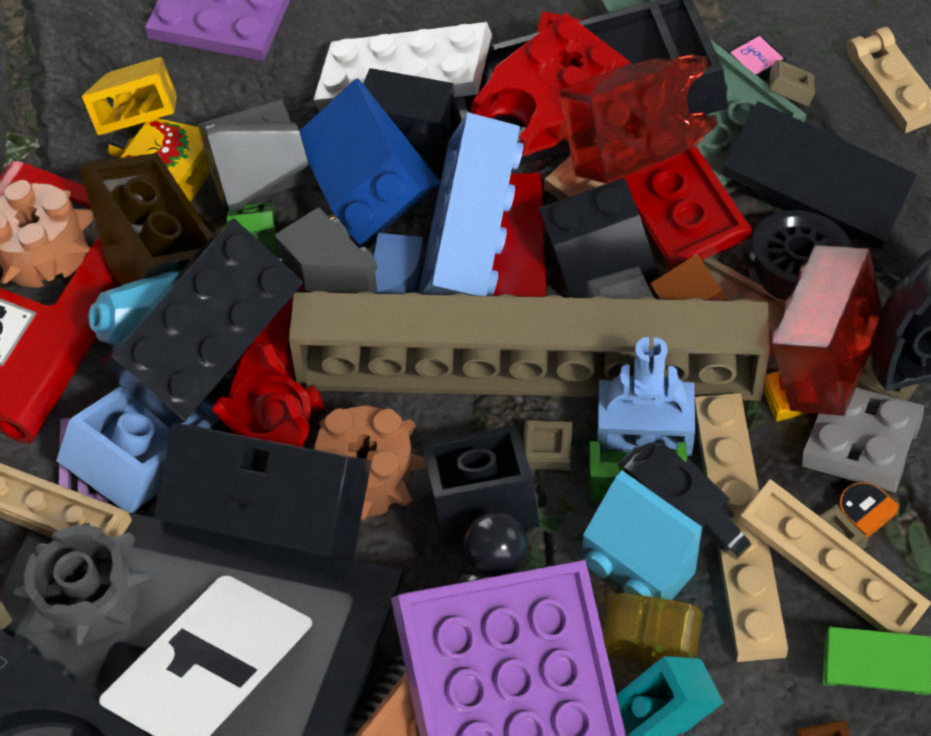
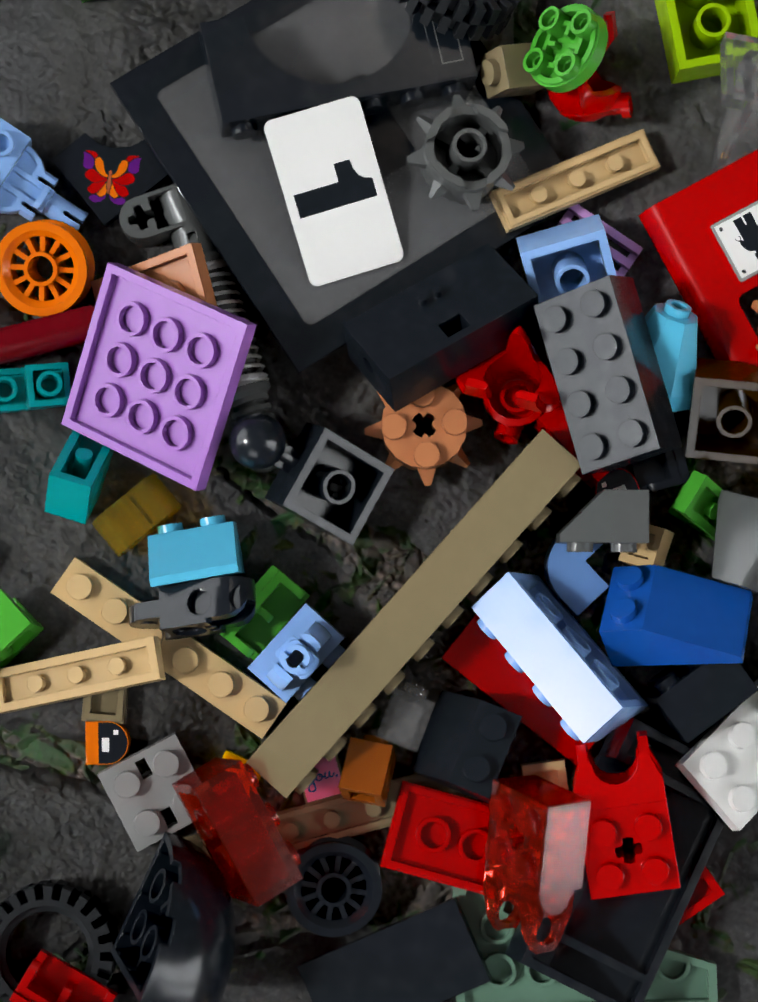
camera: 125 degrees right, 30 degrees up
(548, 444) = (338, 570): dark tan tile -> none

